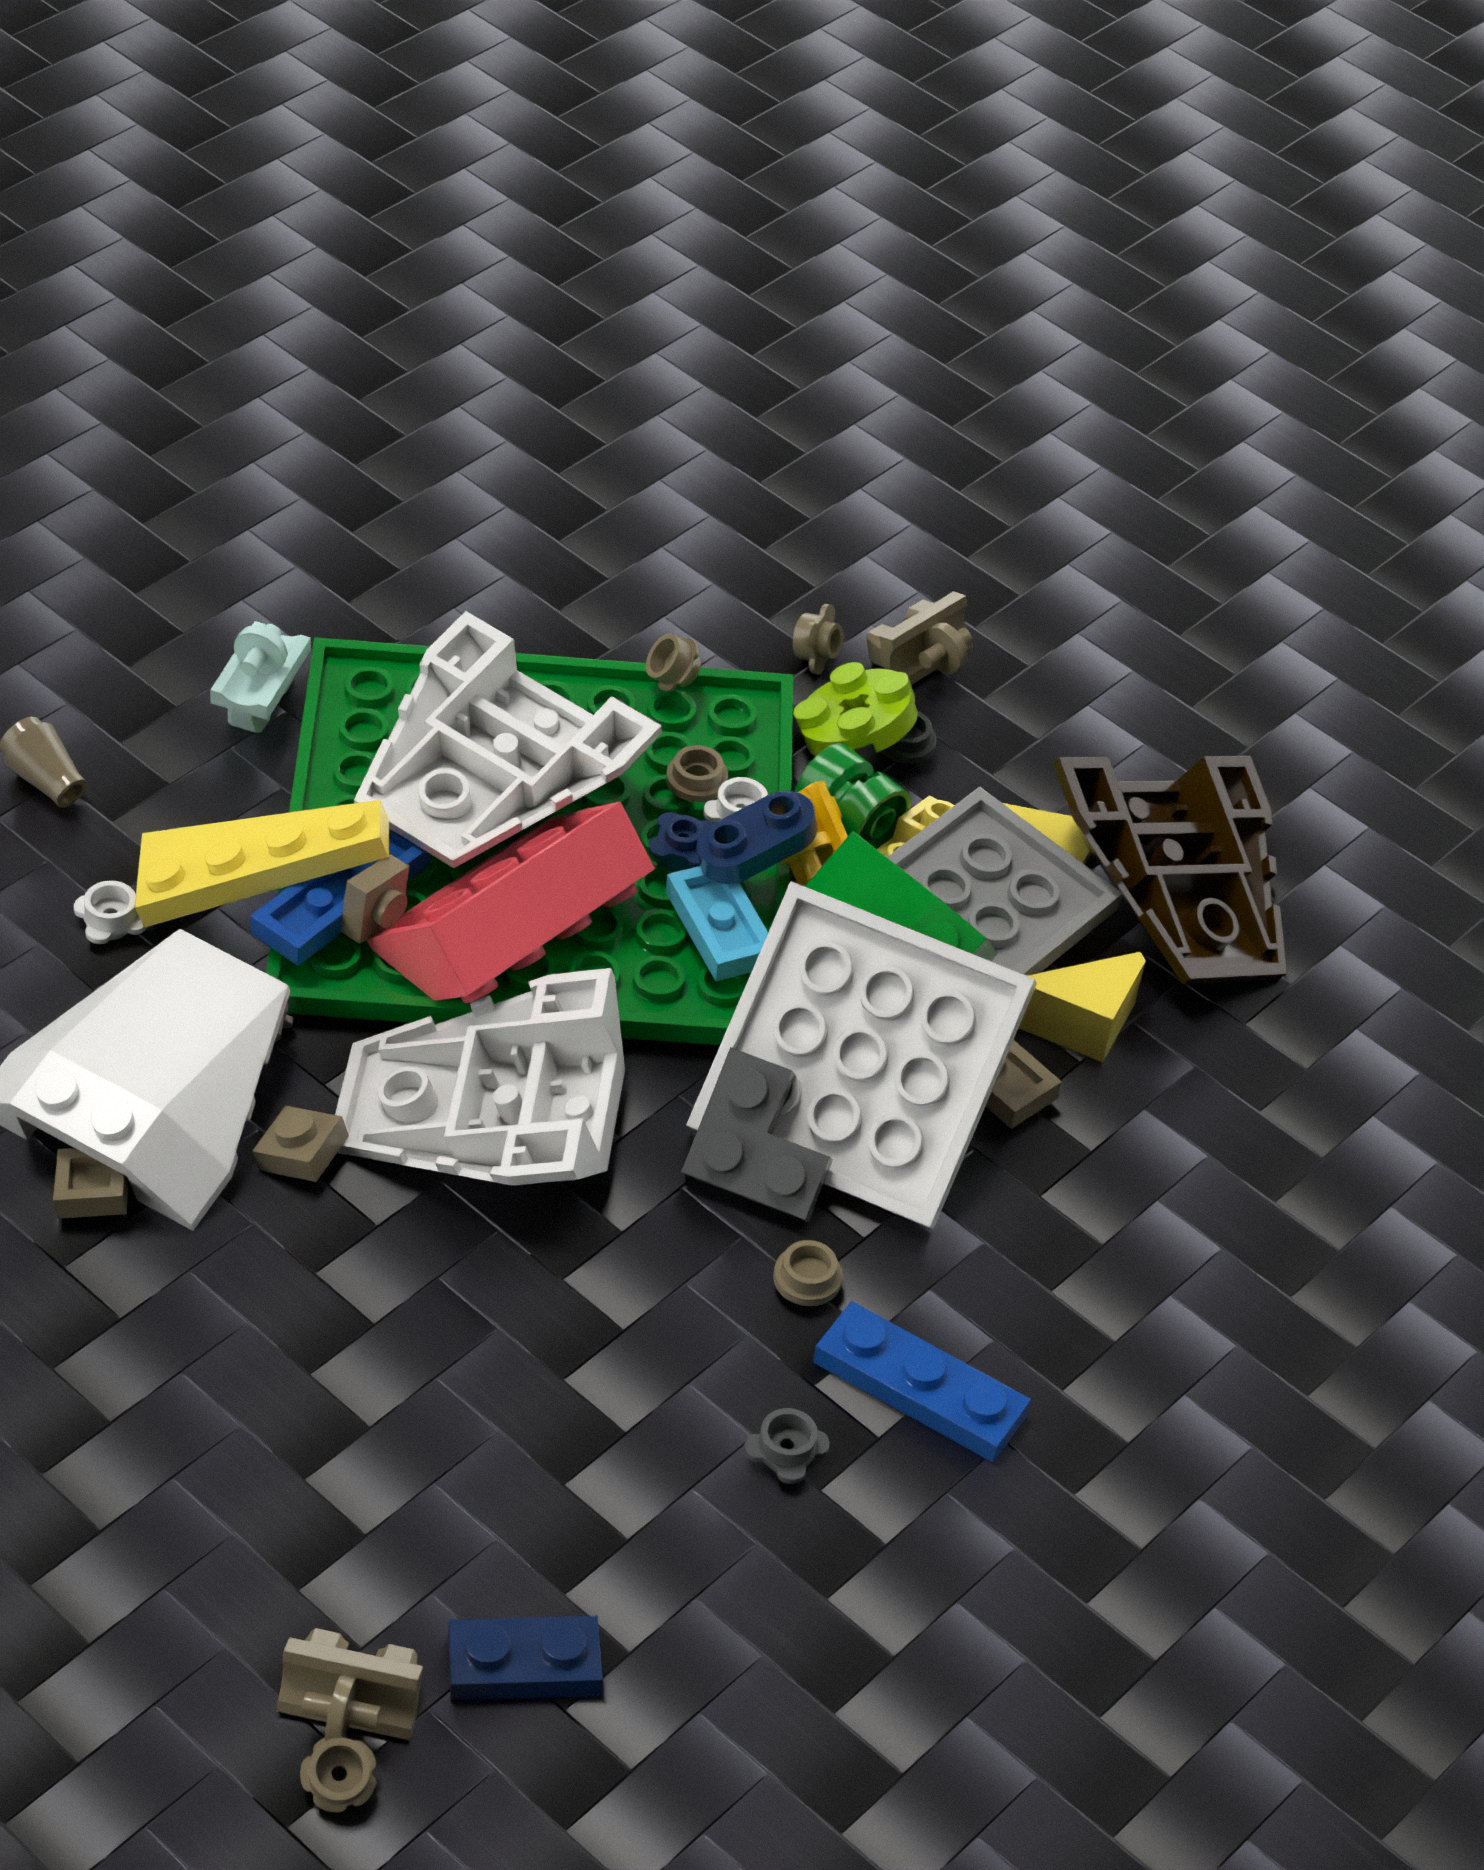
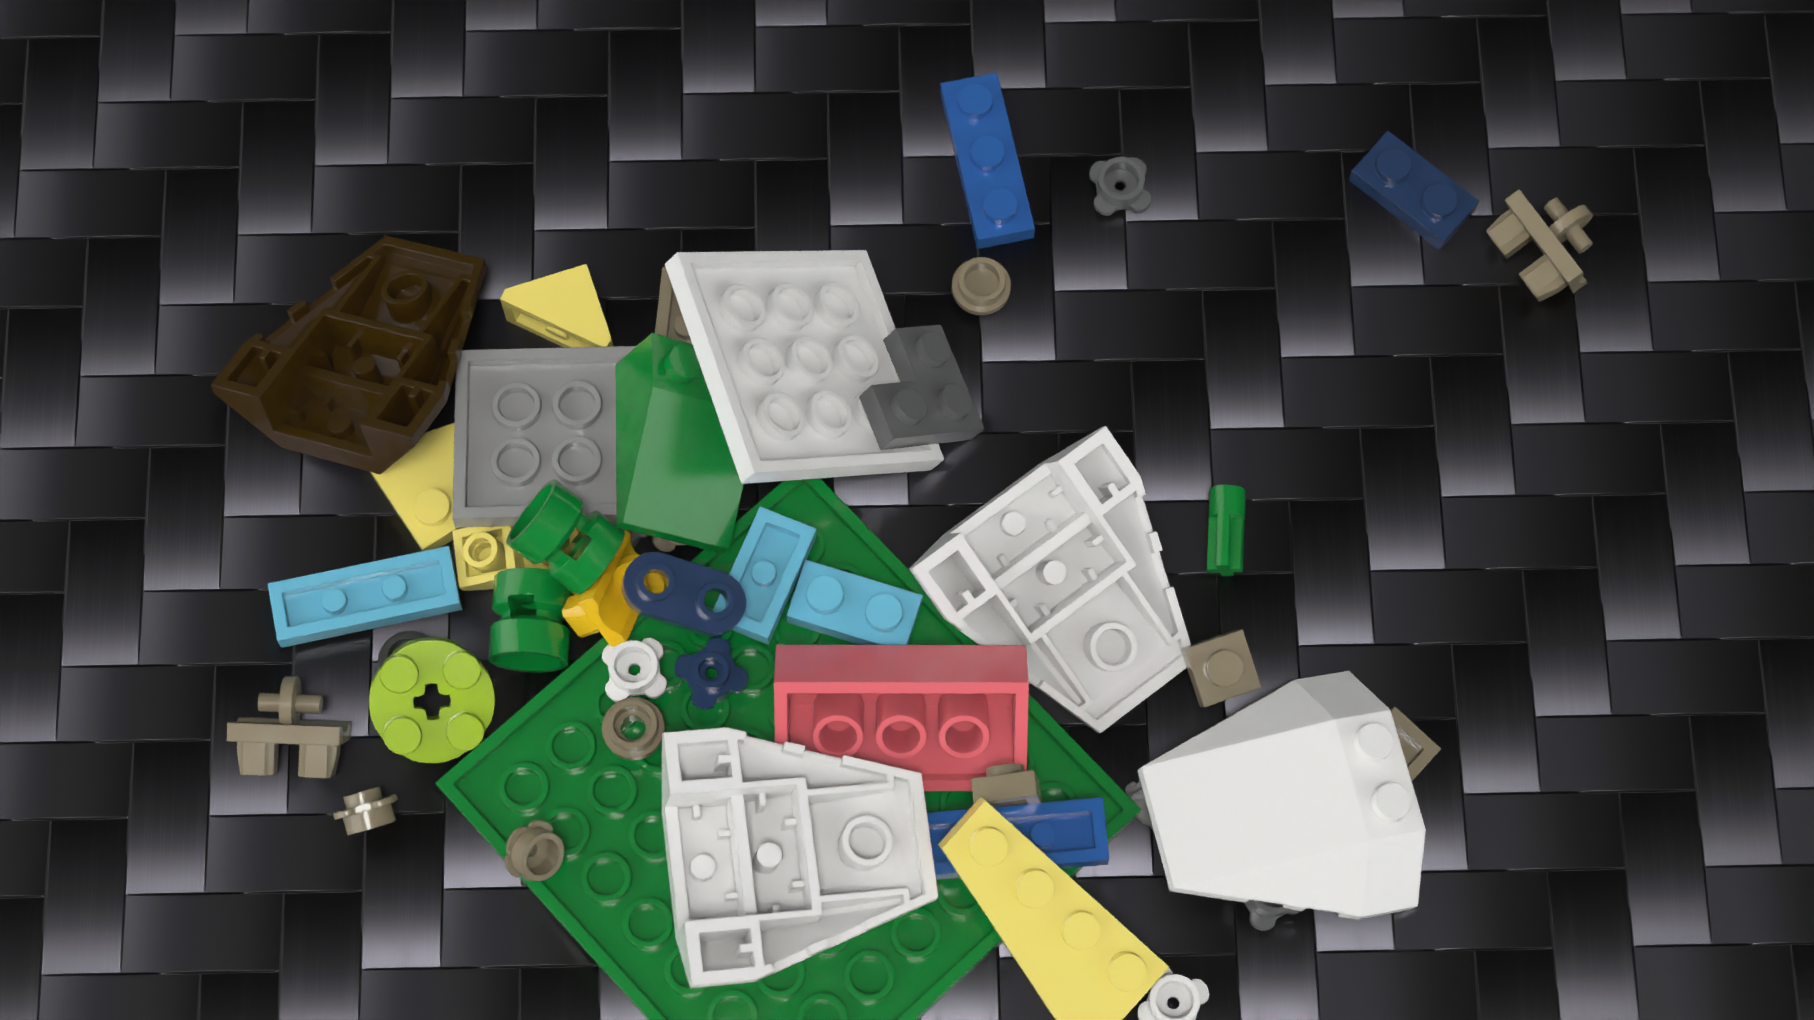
camera: 130 degrees left, 25 degrees up
(337, 1795) = (1599, 195): dark tan plate -> none
(402, 1247) = (1226, 529): none -> green piece
(636, 951) = (853, 607): none -> medium azure plate
(884, 806) = (547, 526): none -> green wheel
(985, 743) = (364, 596): none -> medium azure plate

